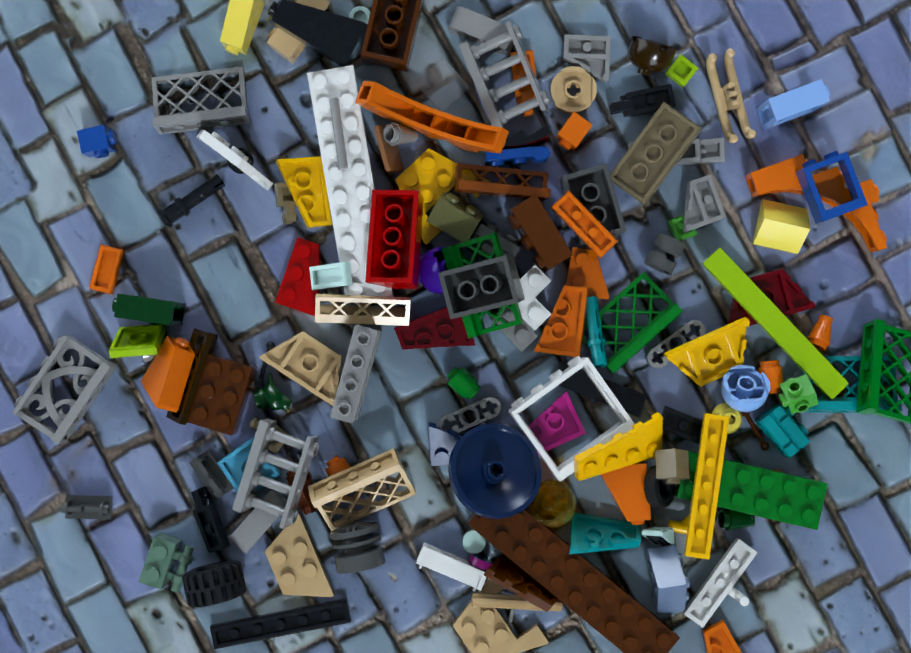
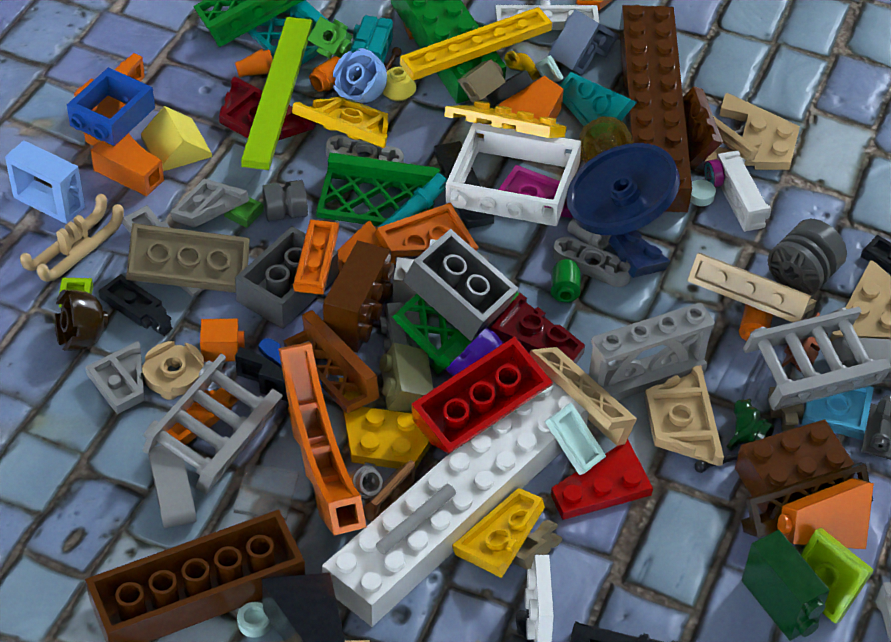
camera: 130 degrees left, 40 degrees down
(682, 424) = (432, 103): black hinge -> none

